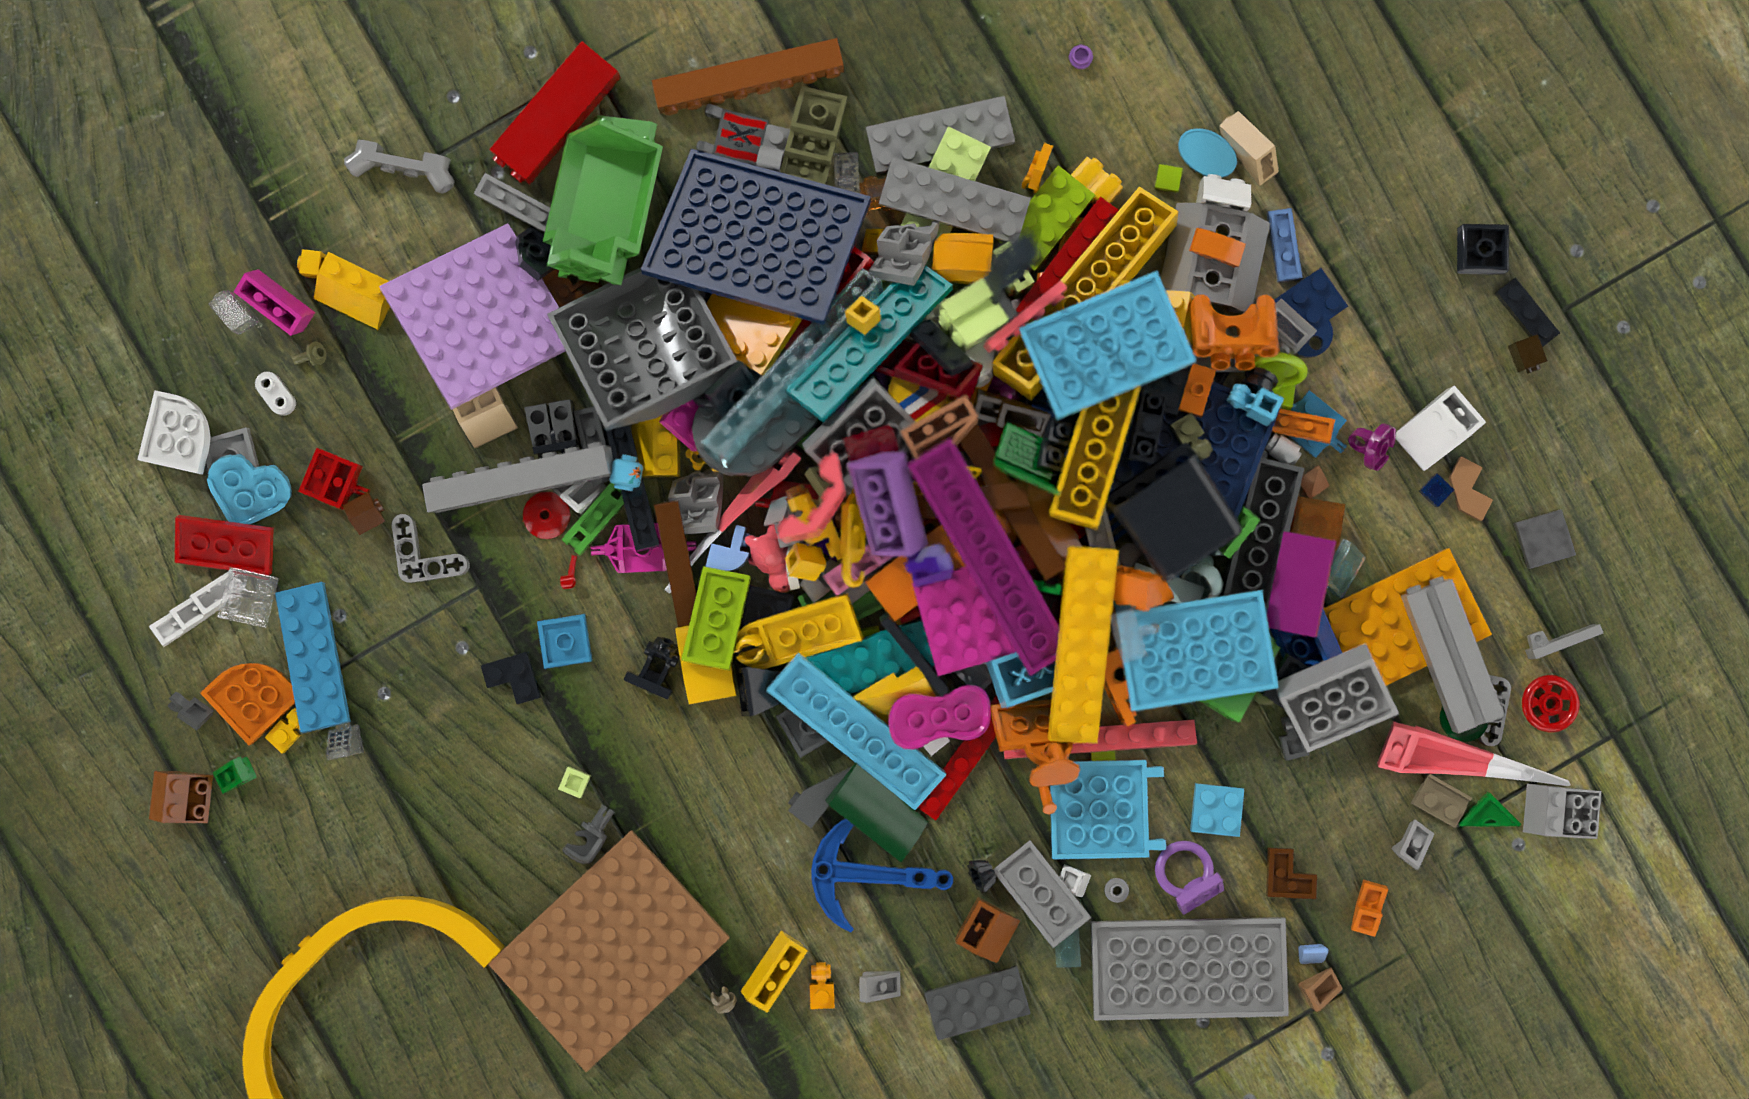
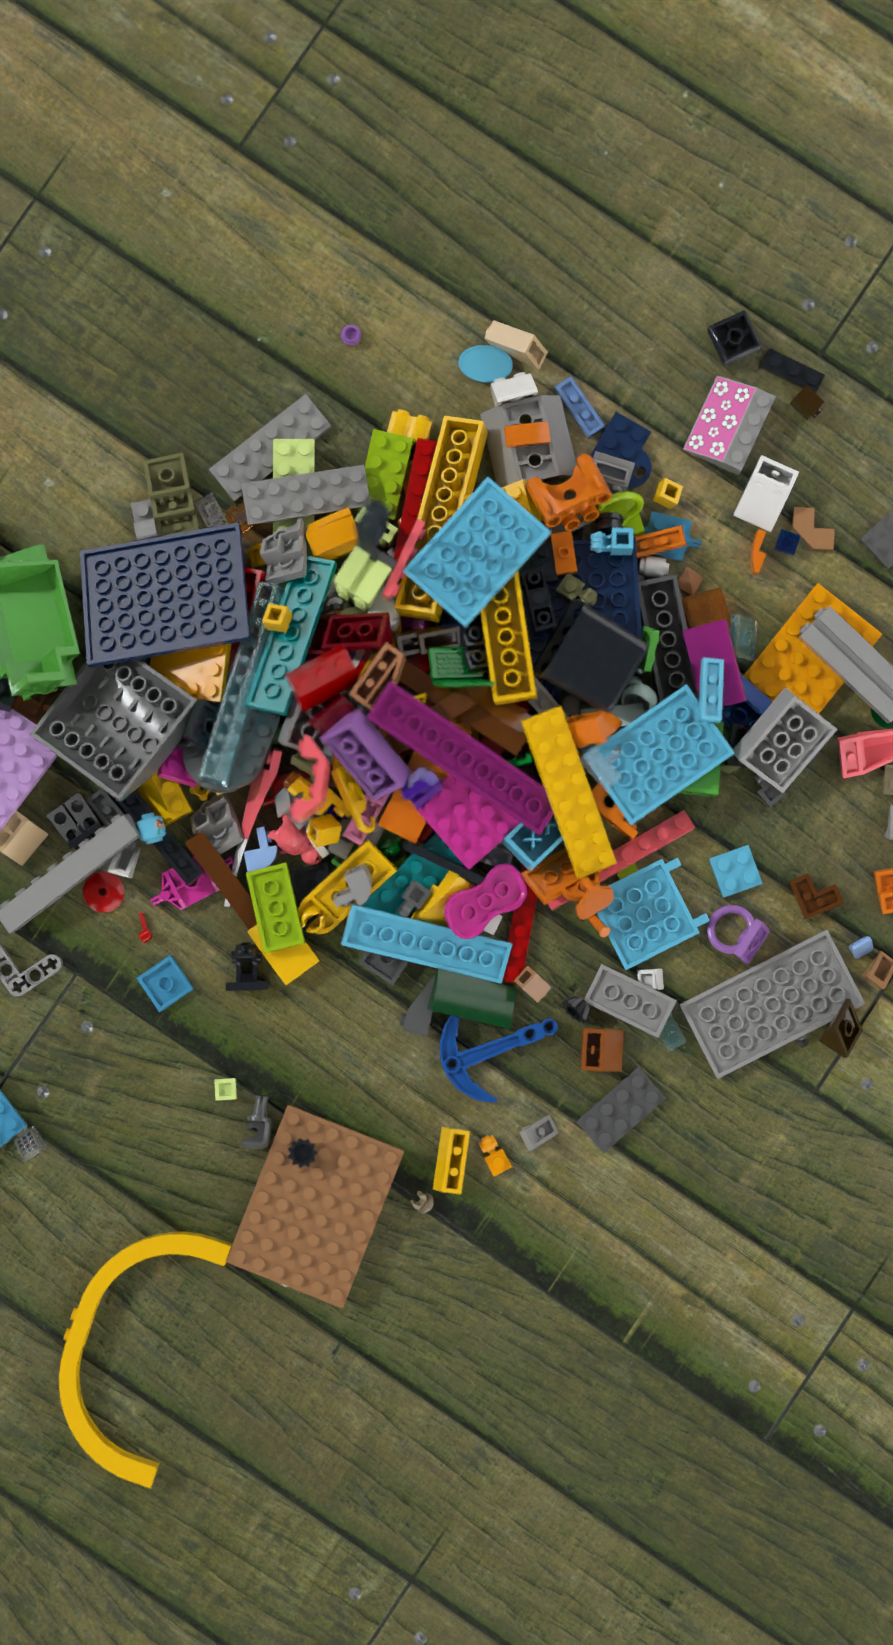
camera: 30 degrees left, 0 degrees up
(518, 672) = (141, 1025): black plate -> none
(594, 520) = (143, 877): bright green plate -> none
(621, 889) = (302, 1153): none -> black piece
(737, 135) = (111, 523): flag -> none
(748, 76) = (97, 473): dark orange brick -> none
(753, 692) = (330, 950): black slope -> none
(816, 636) = (359, 888): none -> light grey brick
(866, 612) = (389, 847): none -> green plate
(868, 675) = (415, 896): none -> dark grey plate
(880, 401) = (322, 678): none -> red slope
(941, 348) = (349, 614): black plate -> none
(947, 827) = (532, 984): none -> medium nougat brick
(1037, 168) = (358, 438): light orange plate -> none
(1109, 890) = (680, 970): light grey plate -> none
(1168, 178) = (464, 398): lime tile -> none
(1251, 1033) = (842, 1030): none -> dark brown slope
(1285, 609) = (711, 690): none -> medium azure plate
(1335, 379) = (667, 493): none -> yellow plate
(1375, 444) = (724, 530): magenta tile -> none
(1397, 490) = (756, 556): none -> orange slope
(1434, 337) = (729, 424): none -> slope

